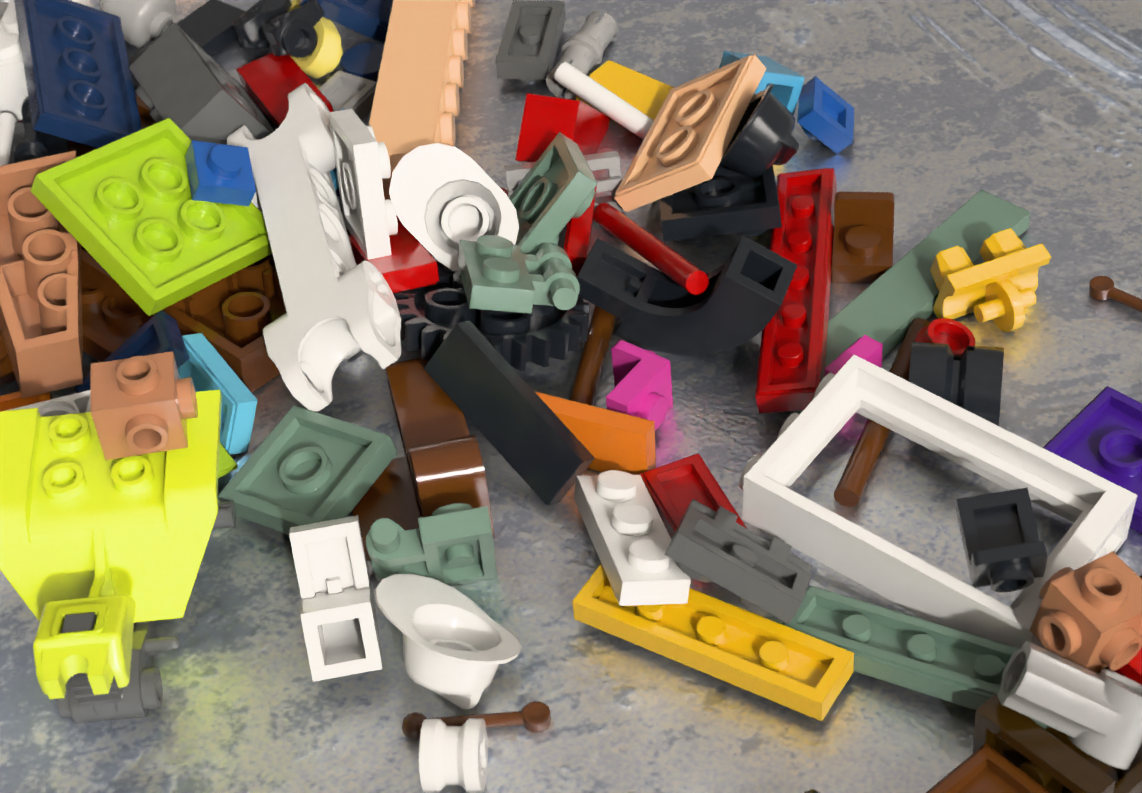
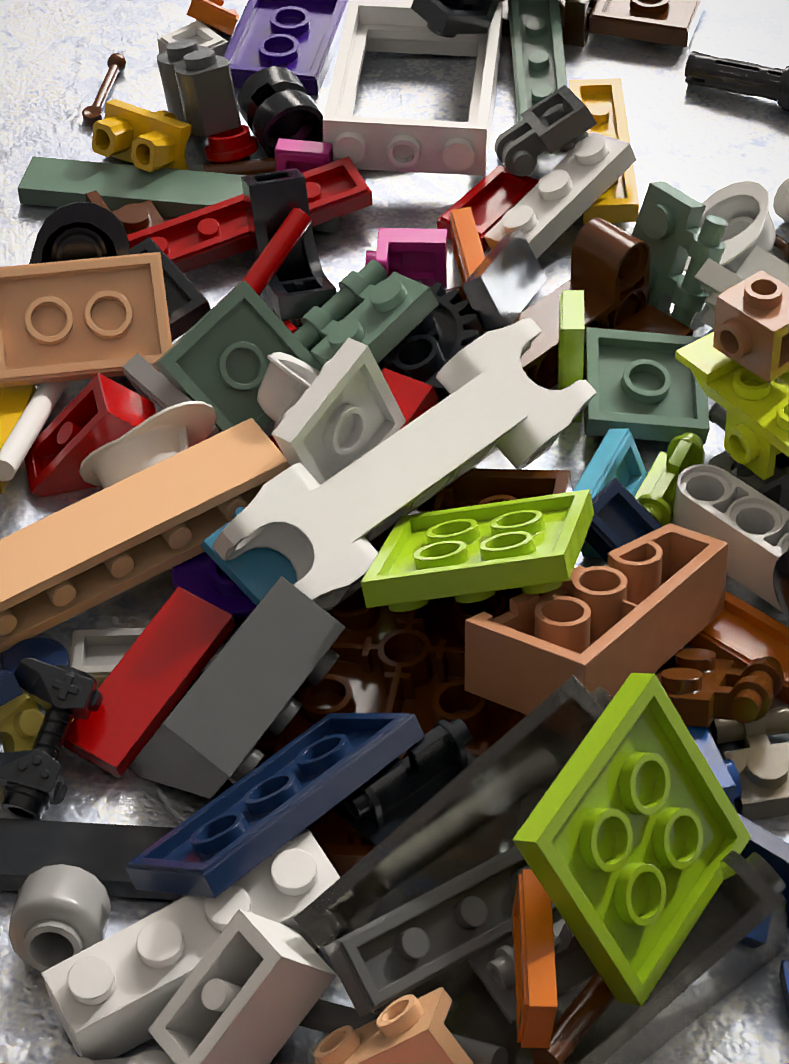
camera: 125 degrees left, 0 degrees up
(220, 173) = (393, 531): blue plate -> none
(362, 394) = (571, 339): none -> lime tile
(491, 133) = (149, 443): none -> white piece
(1039, 324) = (198, 87): none -> dark grey brick

